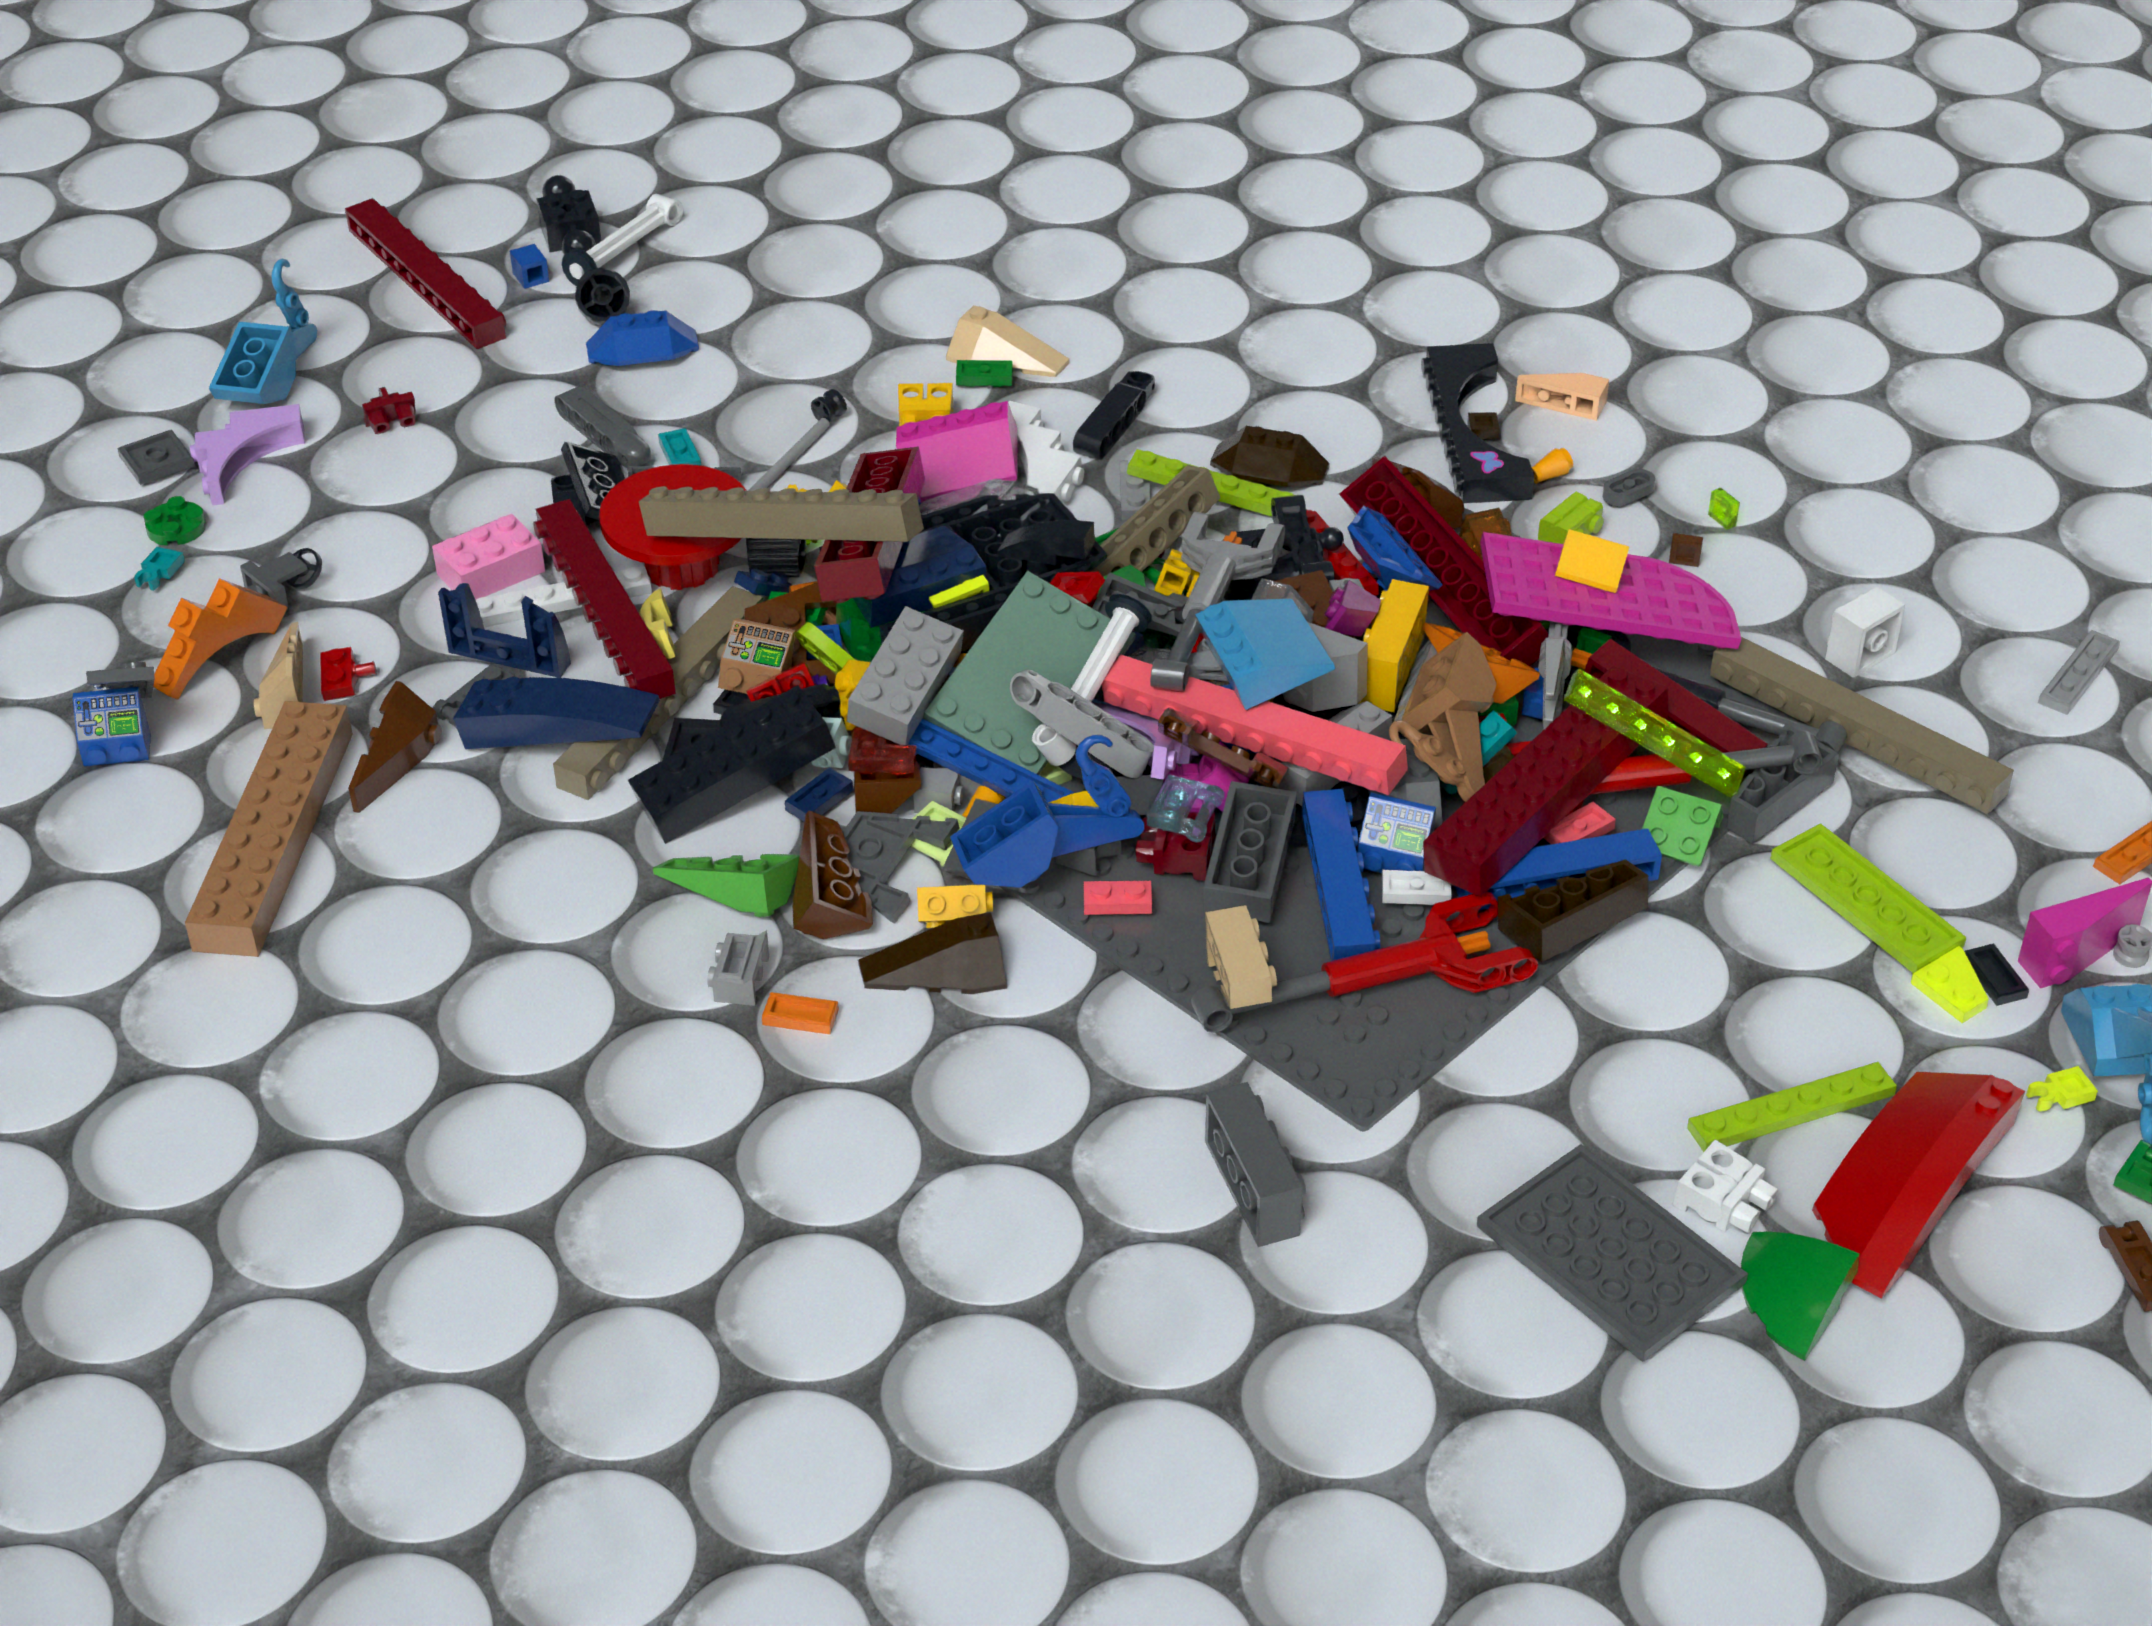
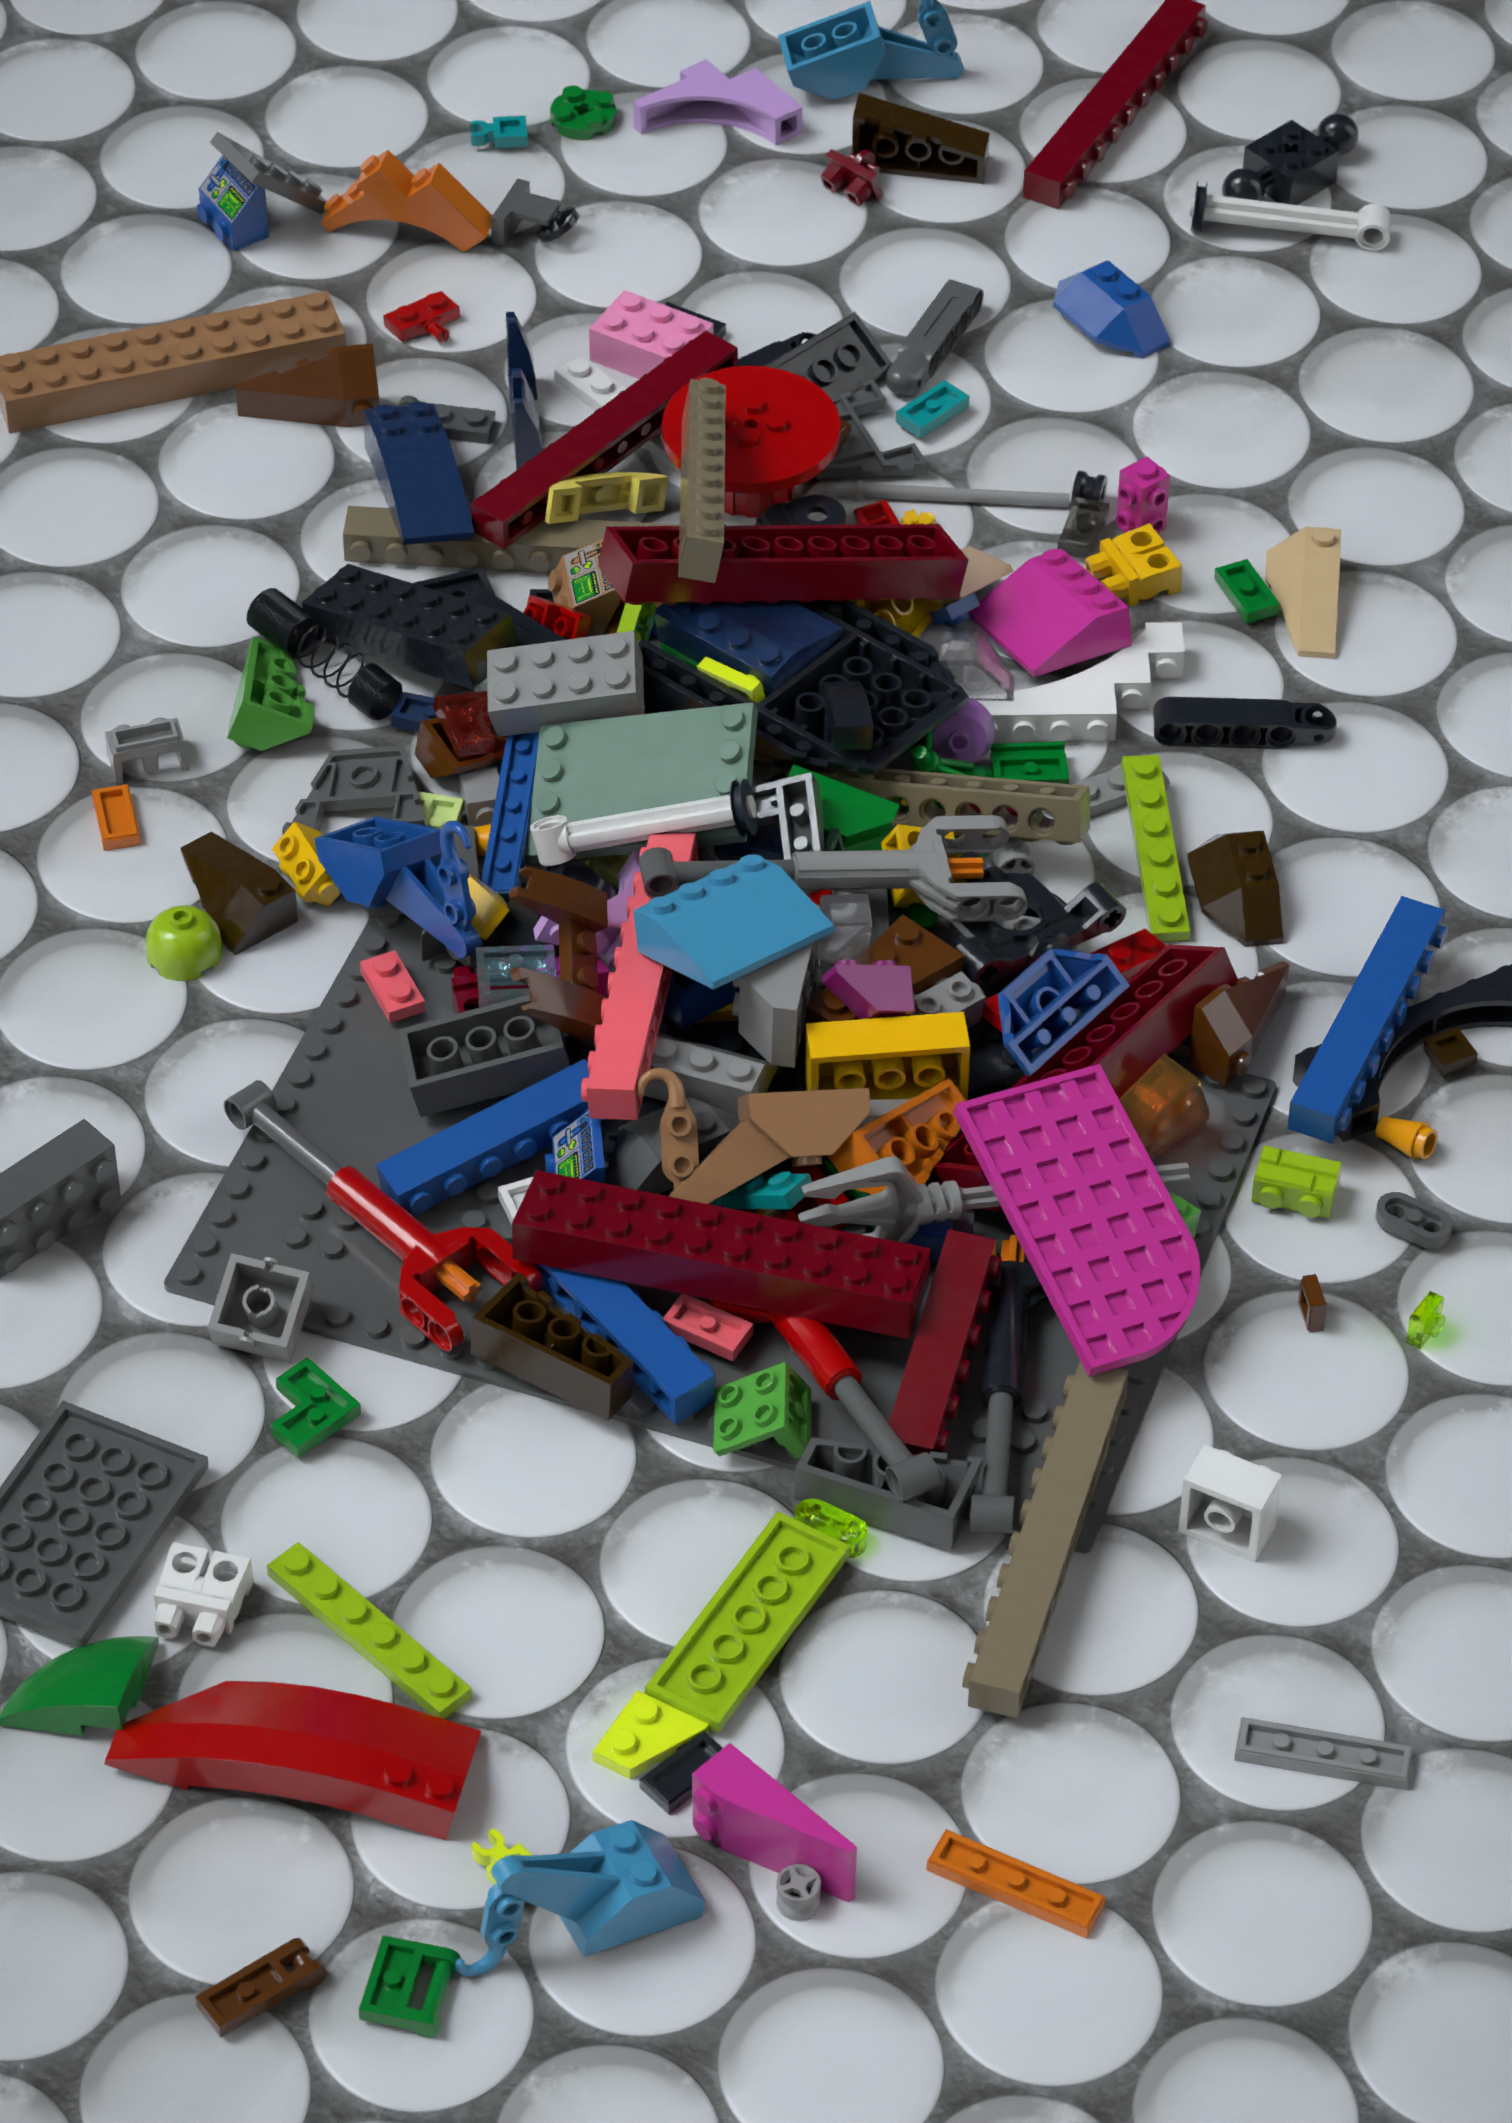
camera: 65 degrees right, 5 degrees up
(155, 457) = (669, 52): dark grey plate -> none
(282, 679) = (386, 281): tan wedge -> none
(388, 364) = (918, 143): none -> dark brown wedge
(529, 266) = (1183, 169): blue brick -> none
(602, 295) = (1149, 241): black cylinder -> none
(670, 840) = (294, 630): none -> black piece
(827, 887) = (286, 765): reddish brown wedge -> none
(864, 422) = (1083, 527): none -> clear smoke plate
(871, 379) = (1142, 496): none -> dark pink brick
(984, 1008) = (183, 943): none -> lime cylinder
(1078, 719) = (568, 784): light grey piece -> none
(1080, 585) = (774, 759): red slope -> none
(1097, 510) = (1030, 761): none -> green plate
(1239, 957) = (302, 1089): tan wedge -> none
(1445, 1061) = (260, 1307): none -> light grey brick
(1463, 434) = (1367, 1020): none -> blue brick
(1549, 1064) = (319, 1409): none -> green plate
(1591, 561) = (1112, 1176): yellow slope -> none
(1654, 733) = (817, 1312): clear neon green plate -> none
(1786, 829) = (833, 1523): none -> clear neon green beam

